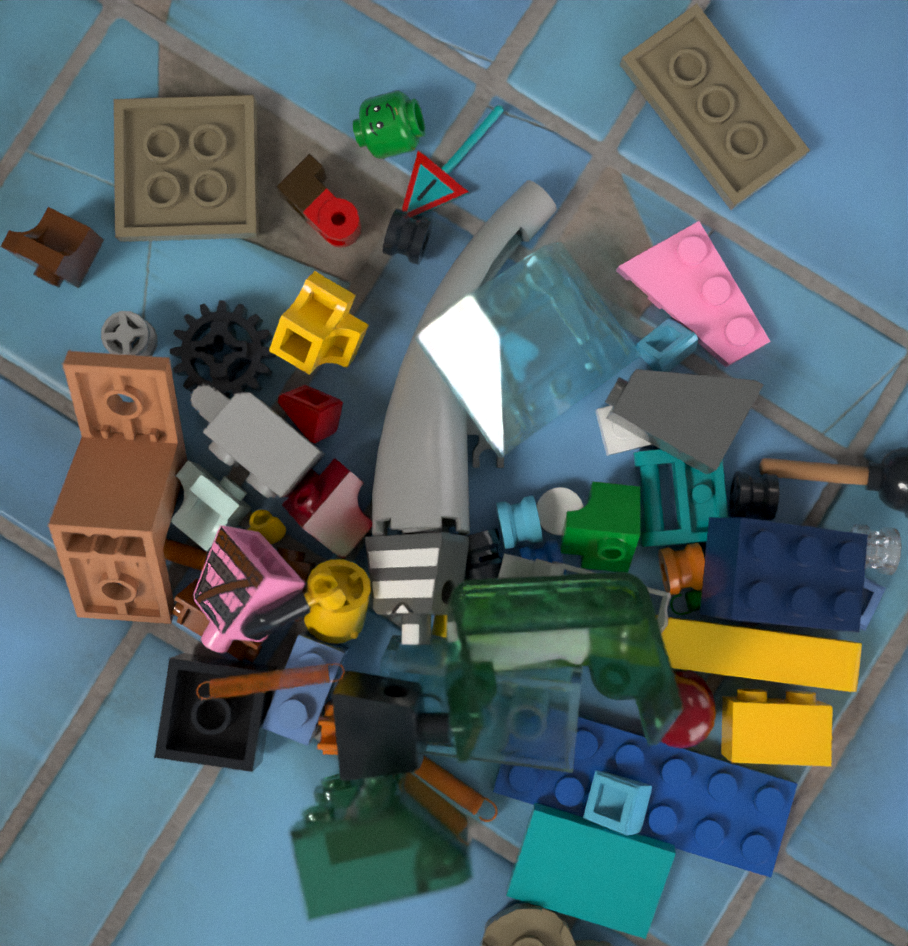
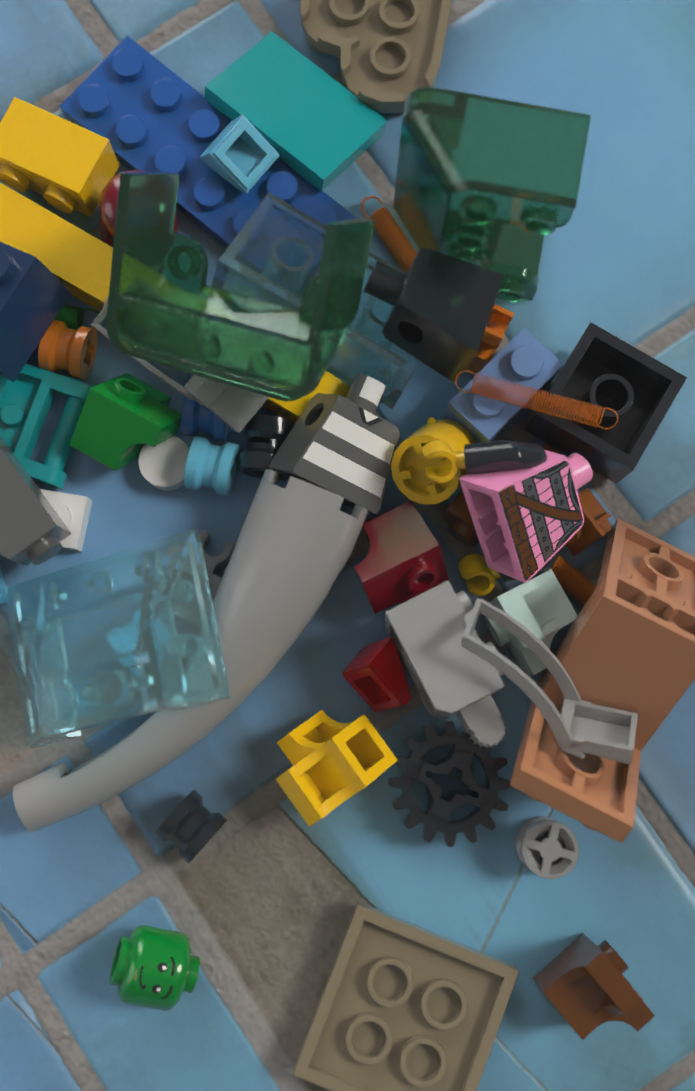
camera: 165 degrees left, 5 degrees down
(130, 432) = (581, 725): none -> light grey piece
(329, 216) = (267, 887): leg -> none
(432, 185) = (140, 876): piece -> none

